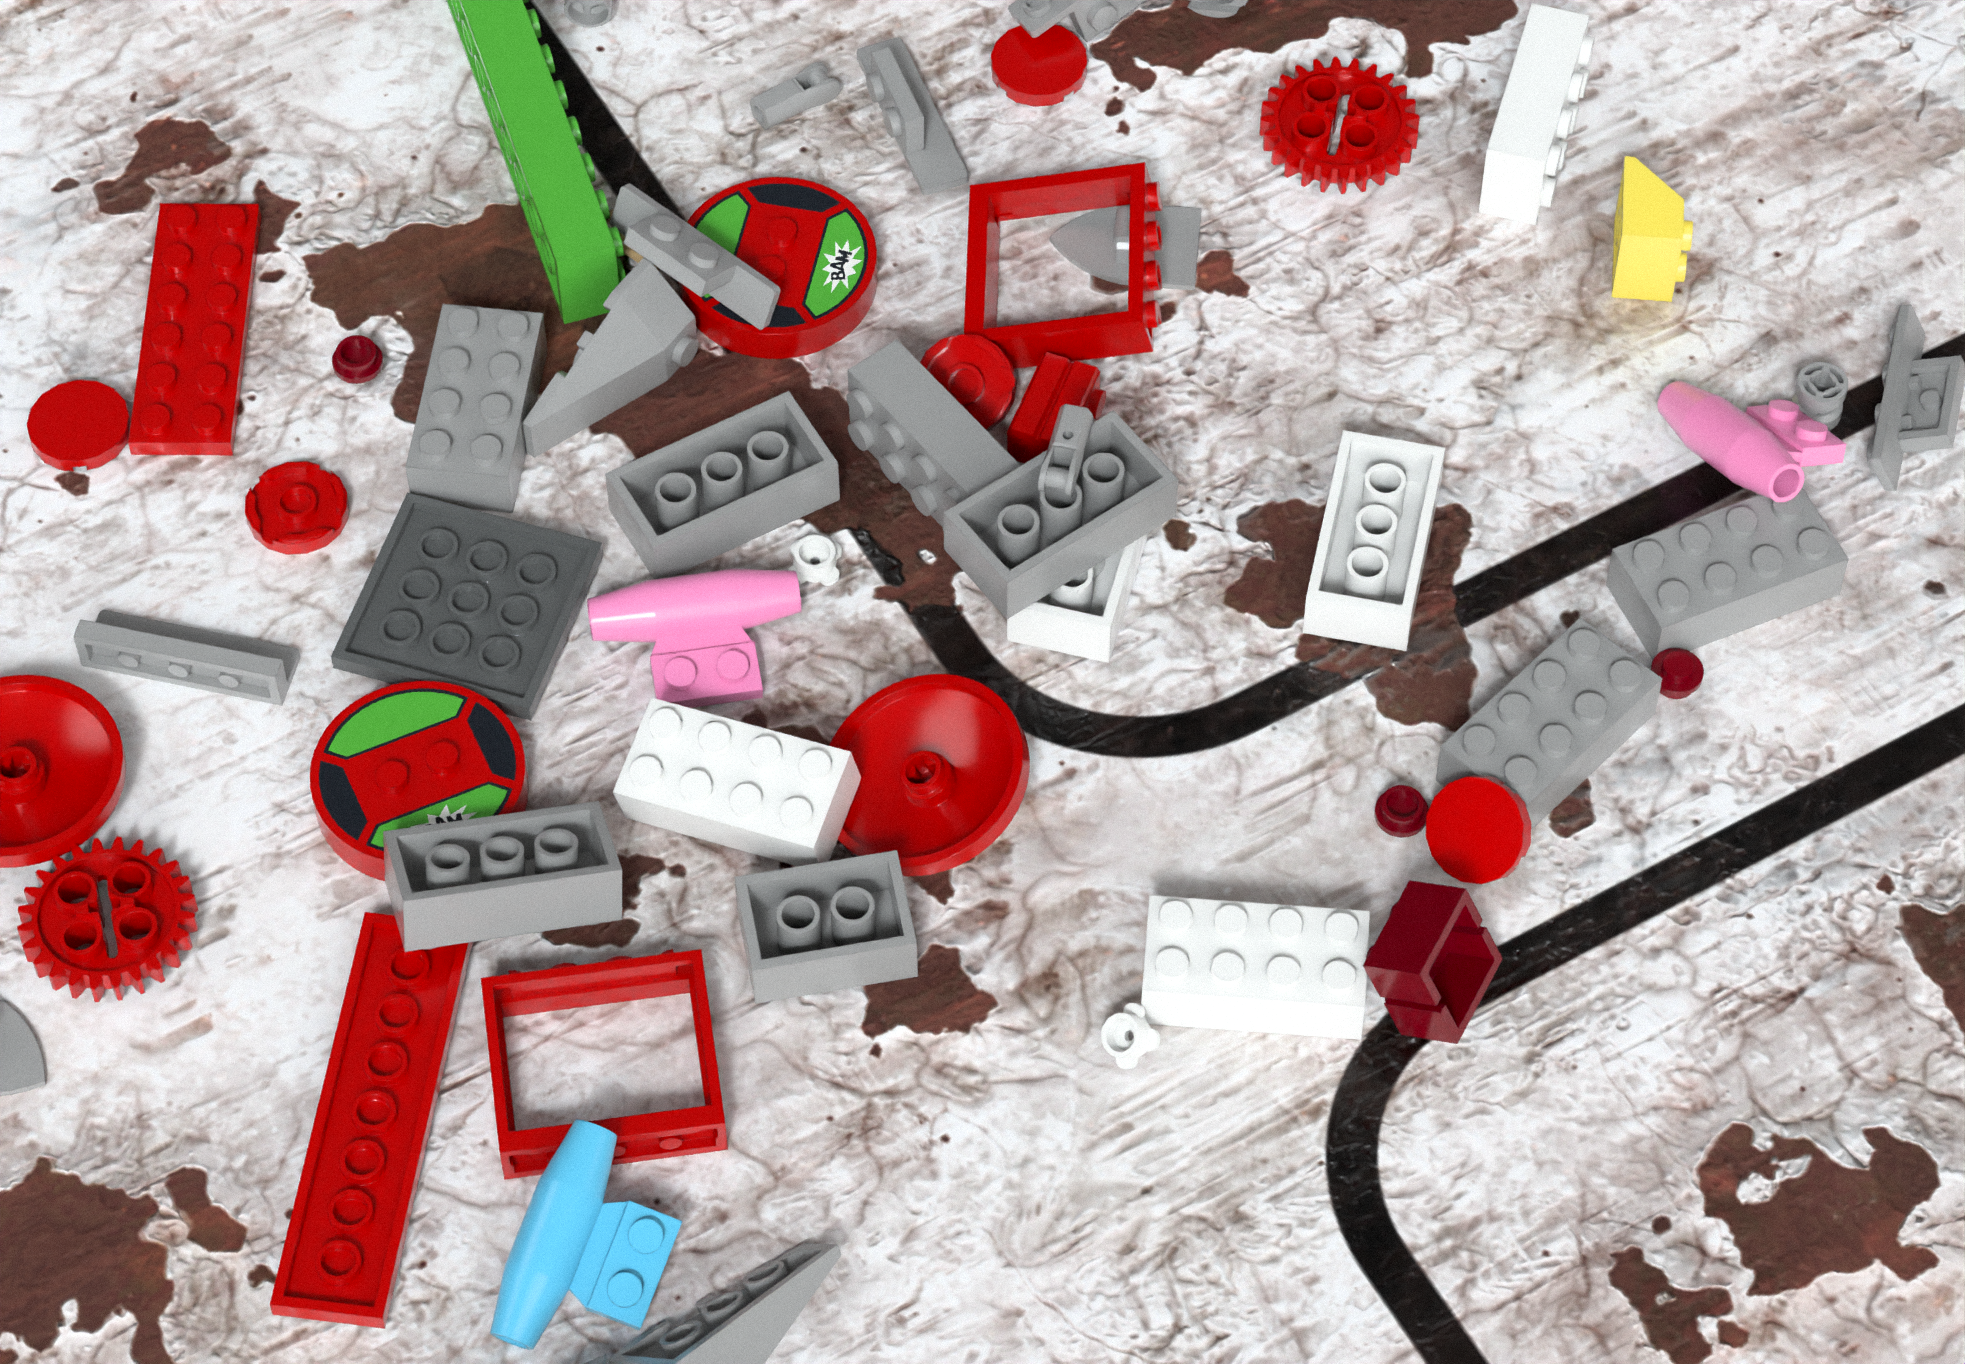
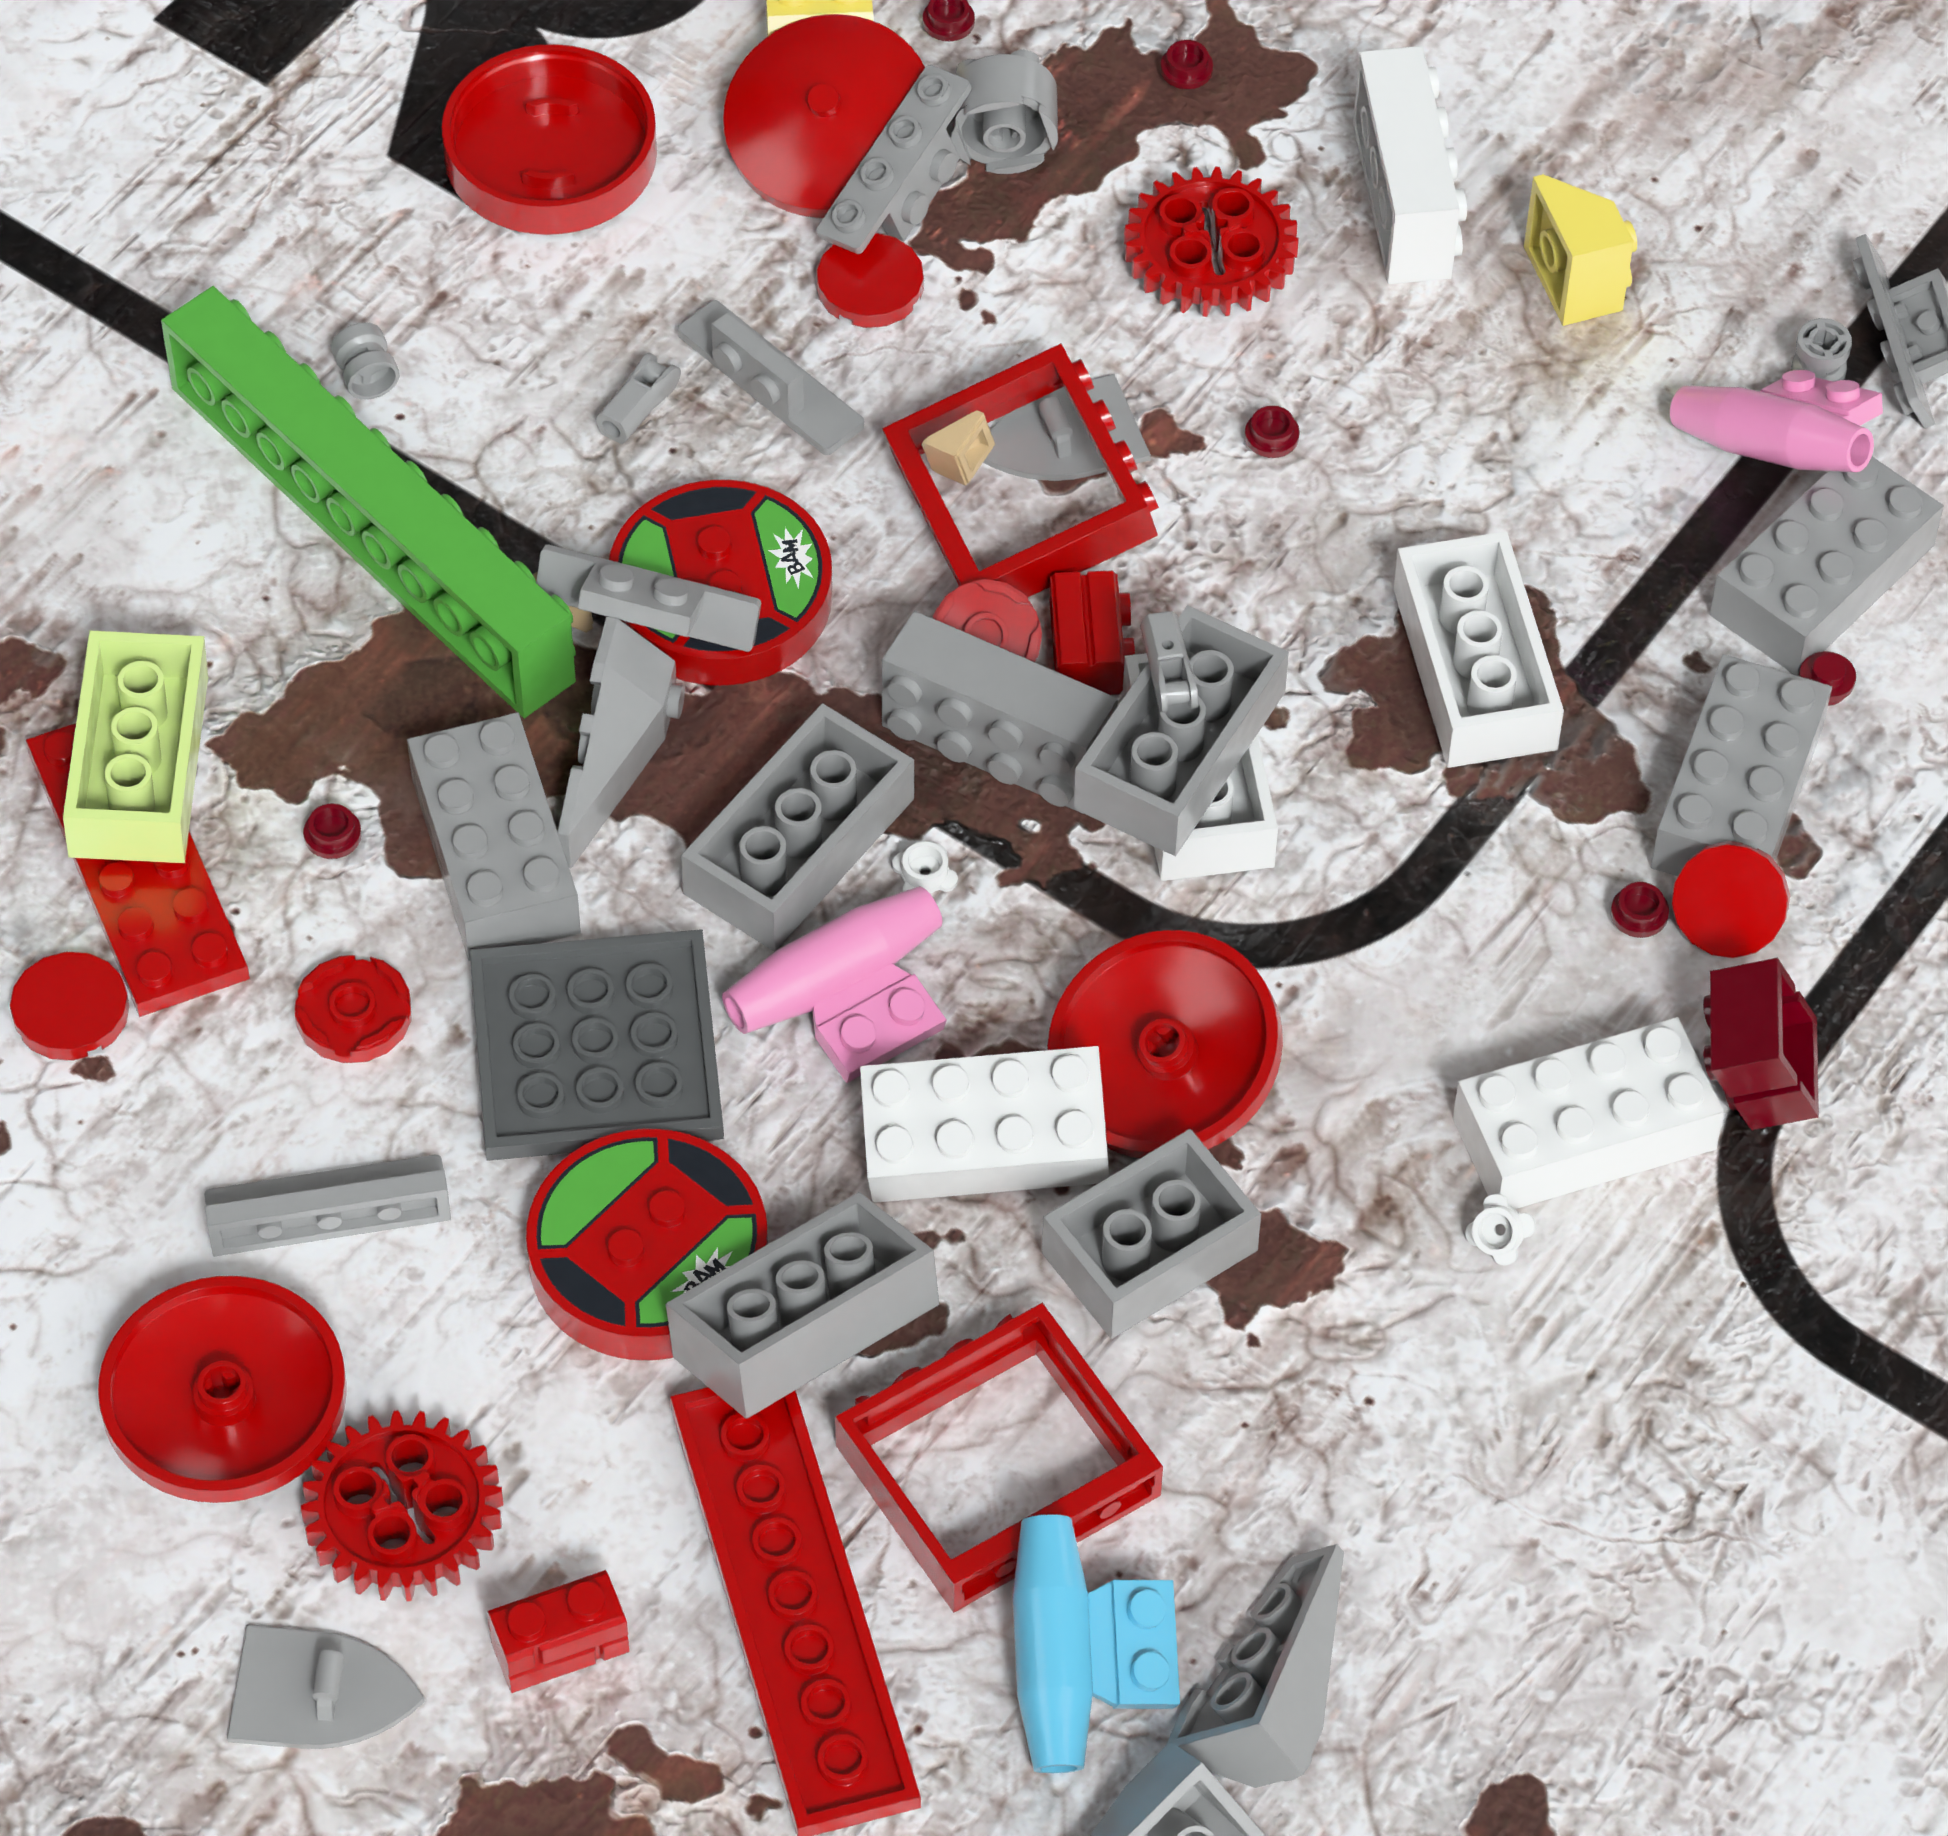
camera: 25 degrees left, 0 degrees up
(170, 1067) = (558, 1631): none -> red brick
(224, 235) = (136, 747): none -> yellowish green brick
(1016, 220) = (960, 447): none -> tan slope
(1305, 301) = (1272, 432): none -> dark red plate

